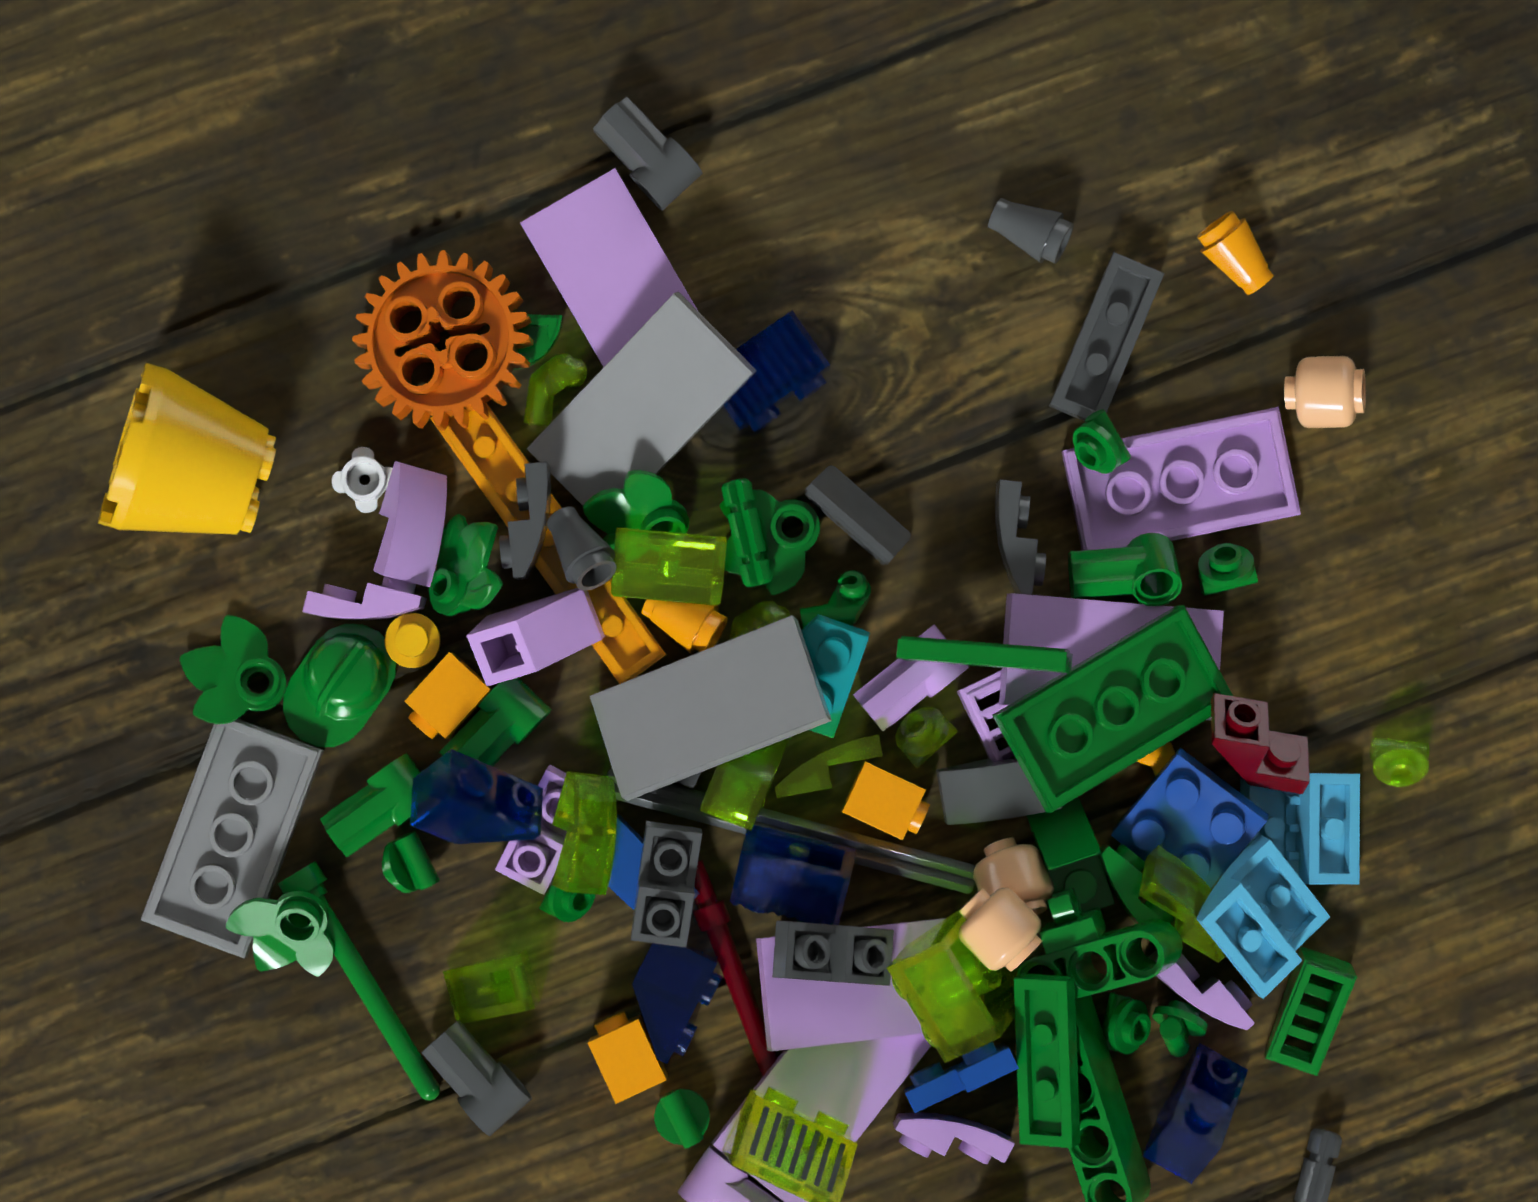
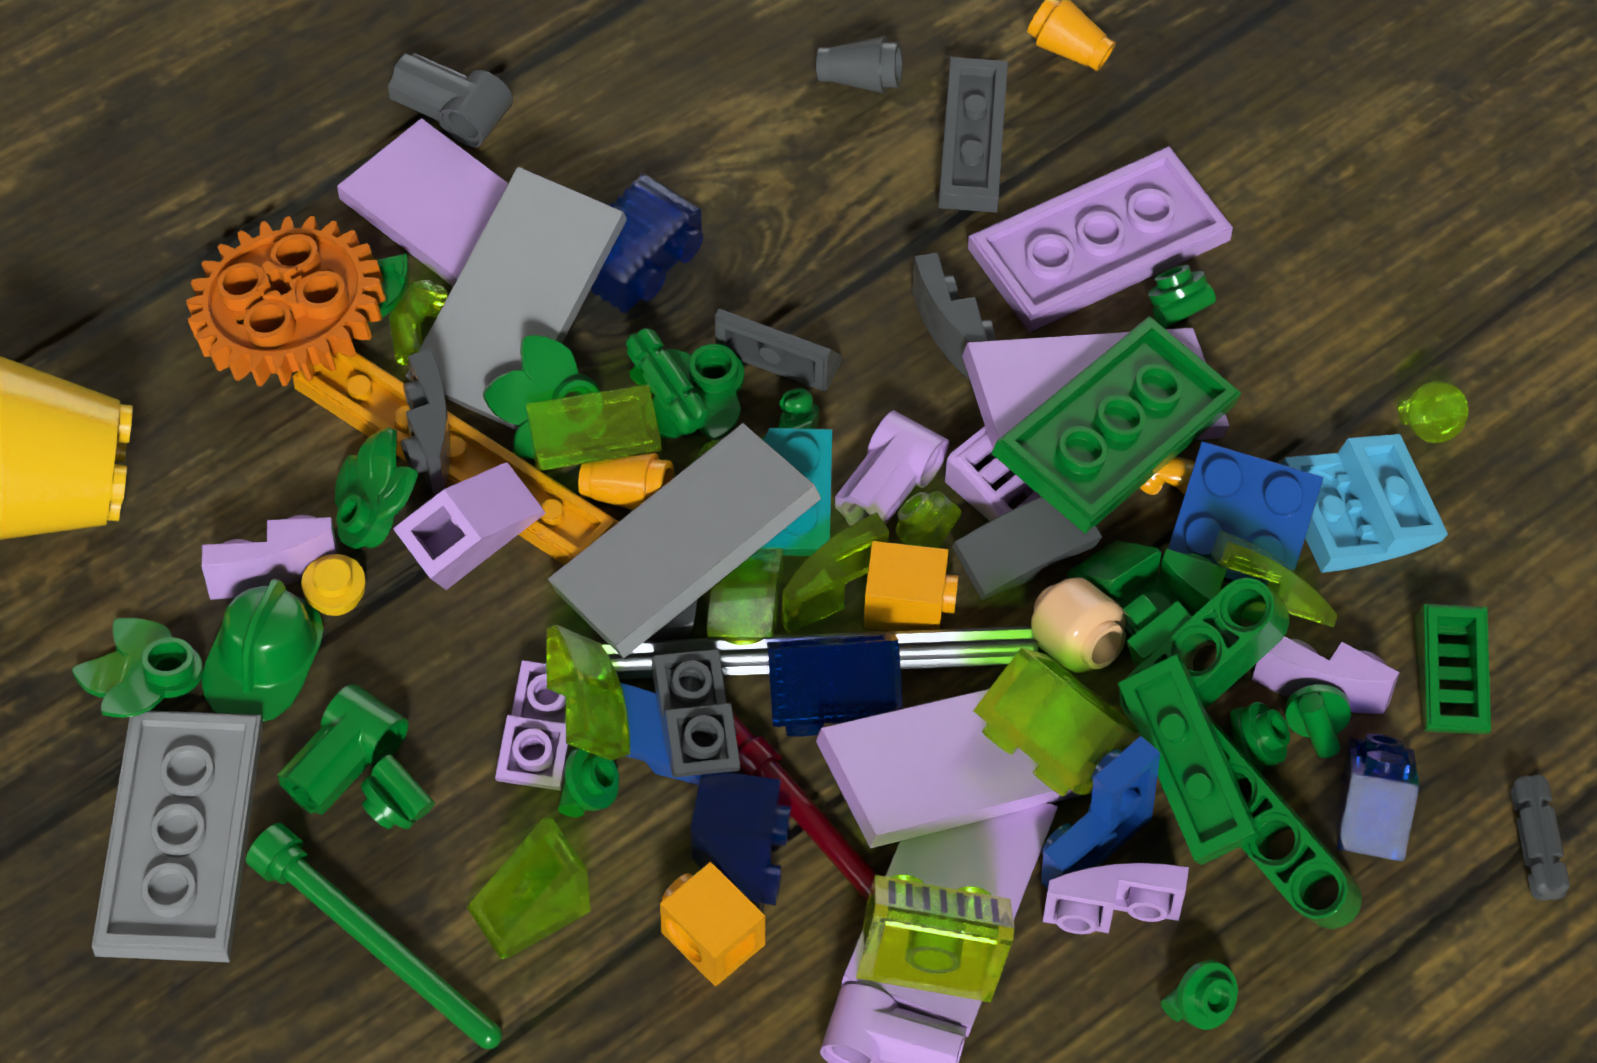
camera: 15 degrees left, 30 degrees down
(283, 935) = (267, 910): plate -> none
(348, 479) = (232, 437): white plate -> none
(415, 524) = (302, 467): lavender slope -> none
(446, 697) = (390, 619): light orange brick -> none
(474, 802) = (448, 696): clear blue slope -> none
(486, 1088) = (553, 1005): dark grey piece -> none
(504, 718) = (457, 626): green piece -> none
(582, 552) = (496, 430): dark grey cone -> none
(682, 1117) = (795, 973): green plate -> none
(832, 953) = (916, 724): dark grey slope -> none
(984, 654) = (961, 389): green tile -> none
(999, 929) = (1082, 641): light nougat head -> none
(1099, 444) = (1003, 209): green plate -> none
(1141, 569) = (1074, 309): green piece -> none
(1257, 754) = (1269, 408): dark red slope -> none
(1261, 915) = (1360, 570): medium azure slope -> none
(1326, 391) = (1210, 116): light nougat head -> none

